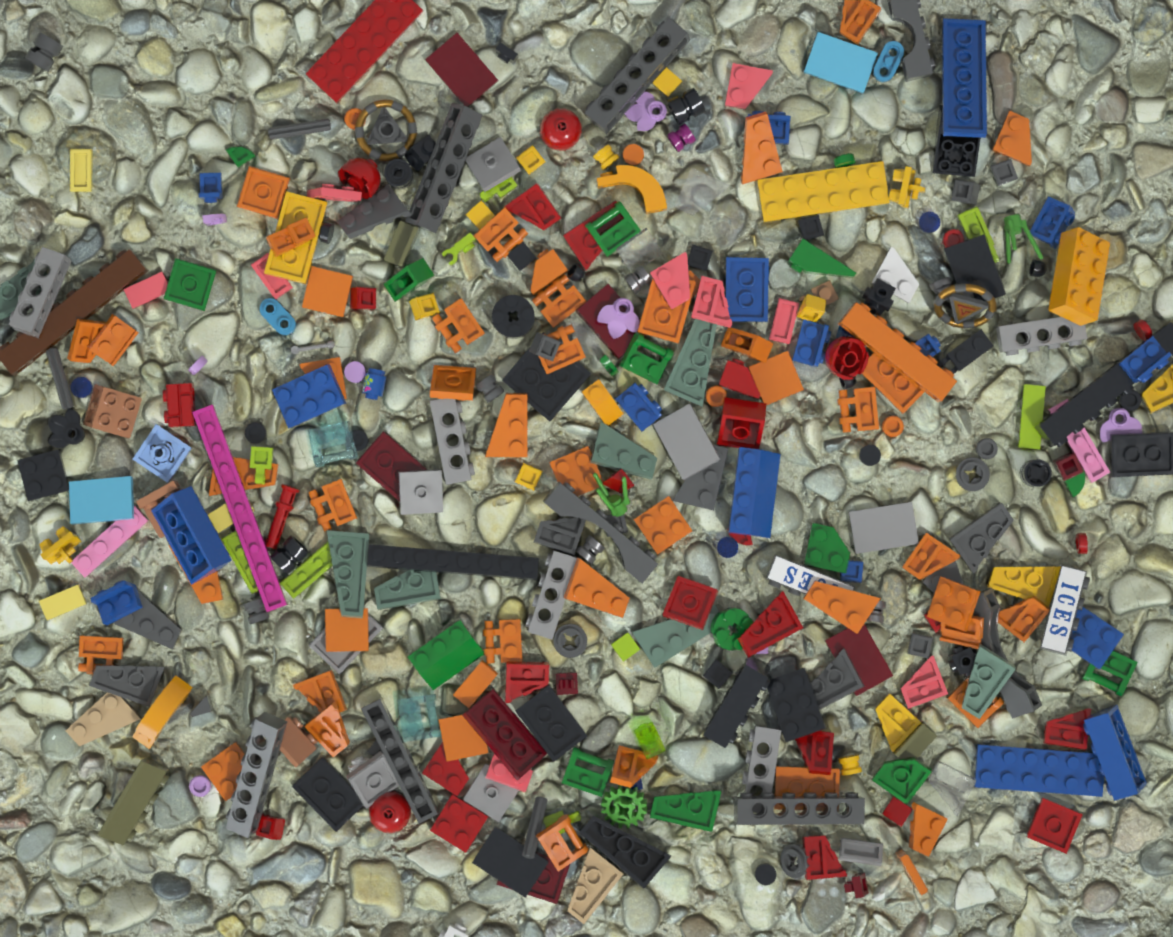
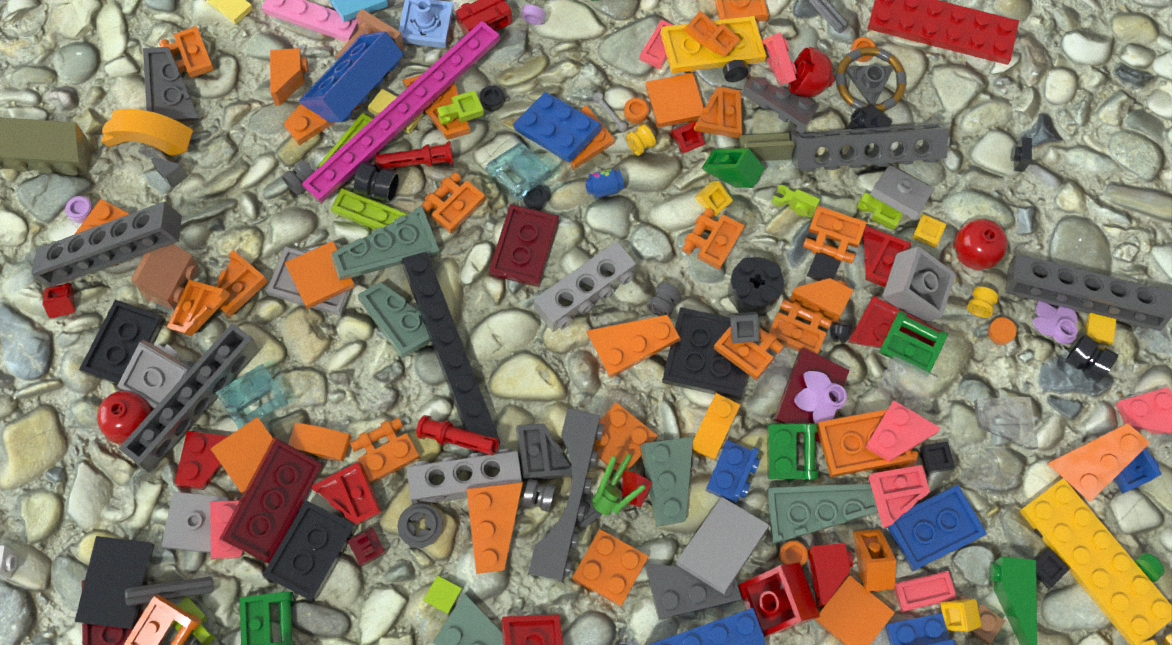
camera: 60 degrees right, 20 degrees down
(102, 718) = (114, 84): tan wing -> none
(117, 601) = (248, 42): blue bracket -> none
(151, 624) = (241, 83): dark grey wing -> none
(157, 582) = (286, 73): none -> orange slope
(277, 316) = (623, 64): dark azure plate -> none
(321, 326) = (636, 110): none -> orange tile
(351, 338) = (640, 140): none -> yellow wheel
(355, 372) = (606, 159): lavender tile -> none
(359, 263) = (722, 114): none -> orange wing
(398, 174) = (835, 107): black wheel -> none
(420, 491) = (511, 281): light grey plate -> none
(446, 654) = (339, 392): green slope -> none
(452, 382) = (649, 256): orange plate -> none
(459, 823) = (142, 502): red plate -> none
(461, 70) = (976, 123): dark red tile -> none
(480, 215) = (842, 204): yellow tile -> none
(514, 593) = (446, 433): none -> red pin
(528, 476) = (588, 389): yellow tile -> none
(573, 199) = (919, 284): none -> light grey brick
(608, 365) = (760, 414): green tile -> none
(634, 281) = (873, 398): flat silver wheel -> none
(639, 179) = (980, 345): light orange arch -> none
(686, 137) = (1054, 370): magenta wheel -> none

